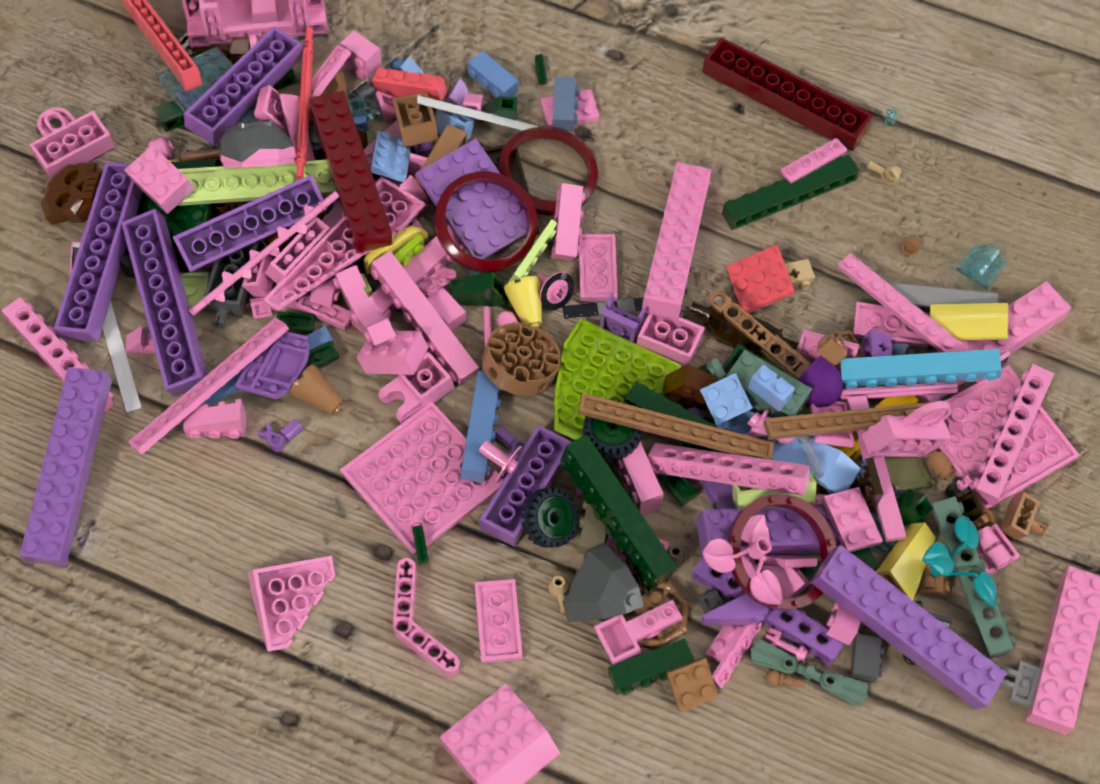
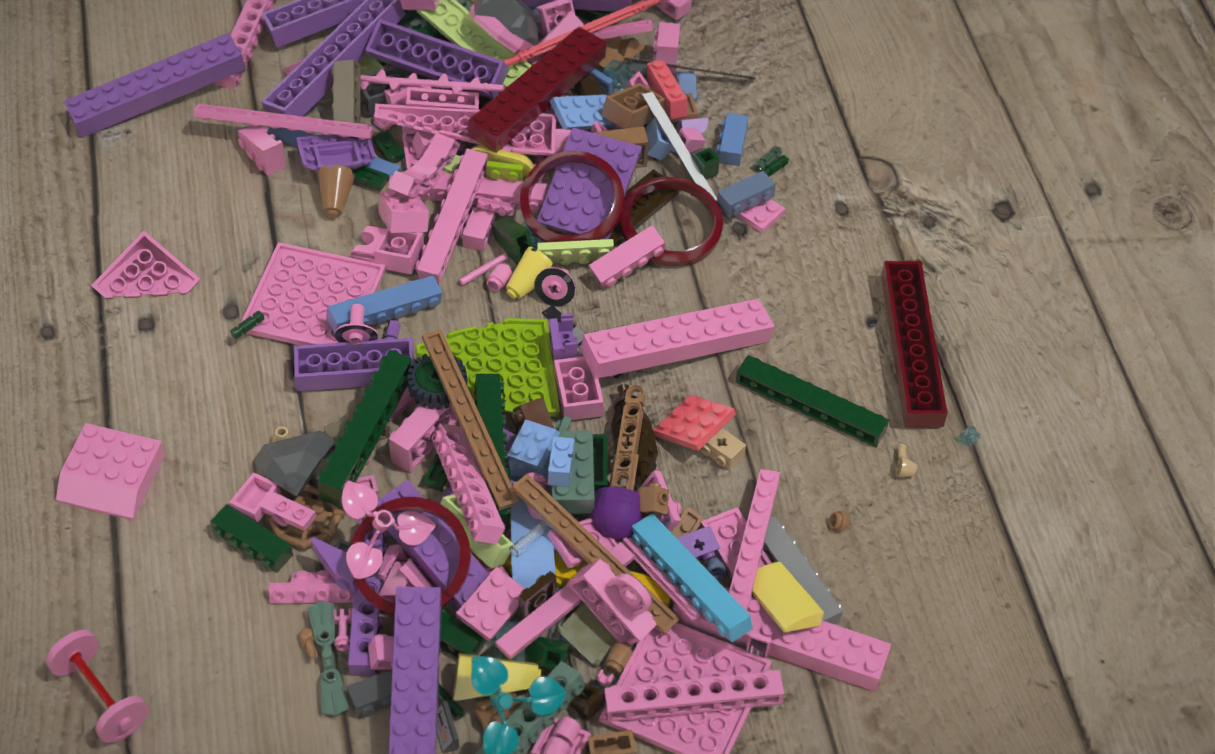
camera: 55 degrees right, 10 degrees down
(120, 361) = (275, 69): white sticker -> none
(221, 317) = (346, 91): none -> dark tan brick
(277, 441) = (276, 193): medium lavender bar -> none
(414, 631) = (179, 352): bright pink beam -> none
(428, 227) = (547, 177): dark tan cylinder -> none
(498, 621) = (220, 414): bright pink plate -> none
(521, 359) = (465, 294): medium nougat brick -> none
(529, 67) = (769, 157): none -> dark green axle
(537, 514) = (316, 392): wheel -> none
(597, 267) = (608, 305): bright pink plate -> none
(692, 684) = (253, 574): medium nougat plate -> none
(813, 160) = (856, 395): bright pink bracket -> none
(982, 264) = (869, 589): clear light blue plate -> none
(985, 519) = (590, 722): medium nougat plate -> none

